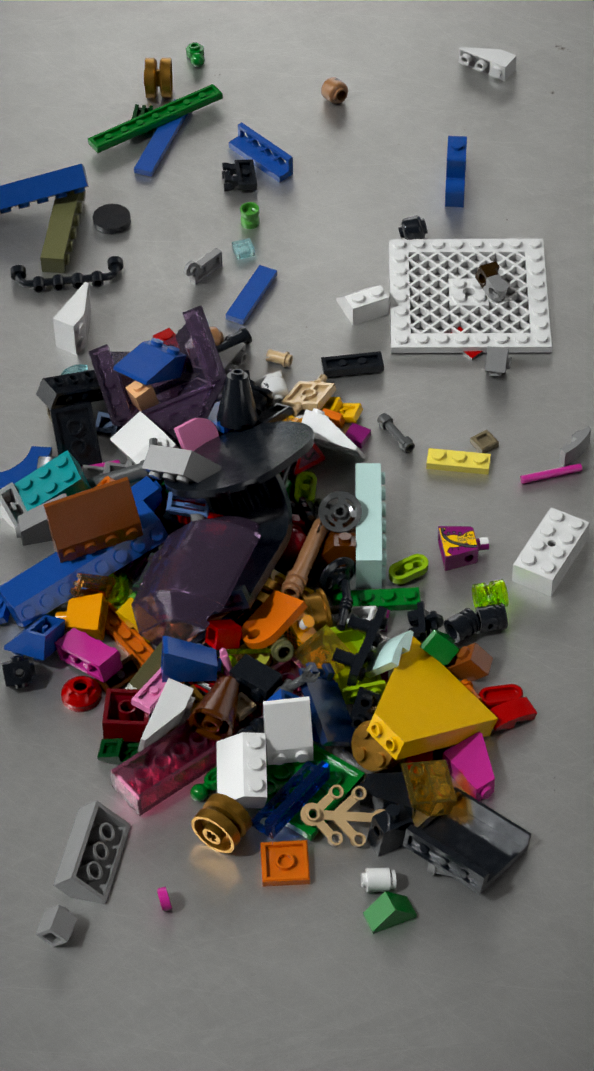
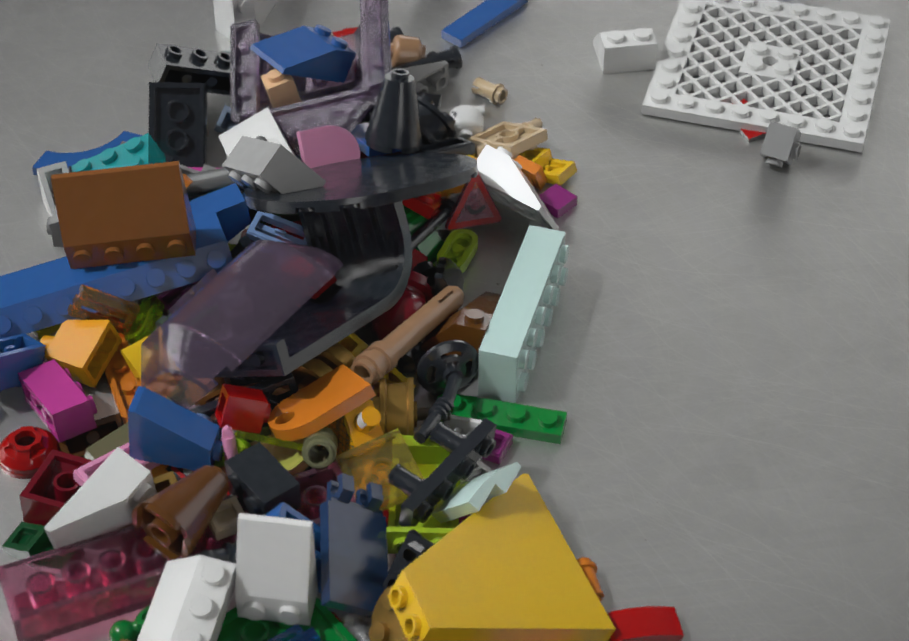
camera: 15 degrees right, 5 degrees down
(290, 685) = (310, 503): dark grey brick -> none
(338, 511) = (479, 280): dark grey dish -> none
(352, 364) = (583, 115): black plate -> none
(405, 443) = (618, 221): dark grey bar -> none
(405, 570) = (561, 384): lime plate -> none
(426, 620) = (558, 463): black hips -> none
(440, 646) = (561, 499): green slope -> none
(458, 461) = (686, 259): light yellow plate -> none
(459, 546) = (647, 369): magenta torso -> none
(462, 625) = (610, 478): black piece -> none
(470, 663) = (600, 535): dark orange slope -> none
(484, 442) = (731, 243): dark tan tile -> none
(491, 281) = (803, 50): leg -> none
(492, 617) = (658, 477): black piece -> none
(496, 590) = (678, 446): clear neon green wheel -> none
(500, 694) = (631, 593): red tile -> none
(550, 551) = (778, 404): white brick -> none
(551, 473) = (812, 301): dark pink bar -> none
(576, 448) = (858, 276): light grey slope -> none

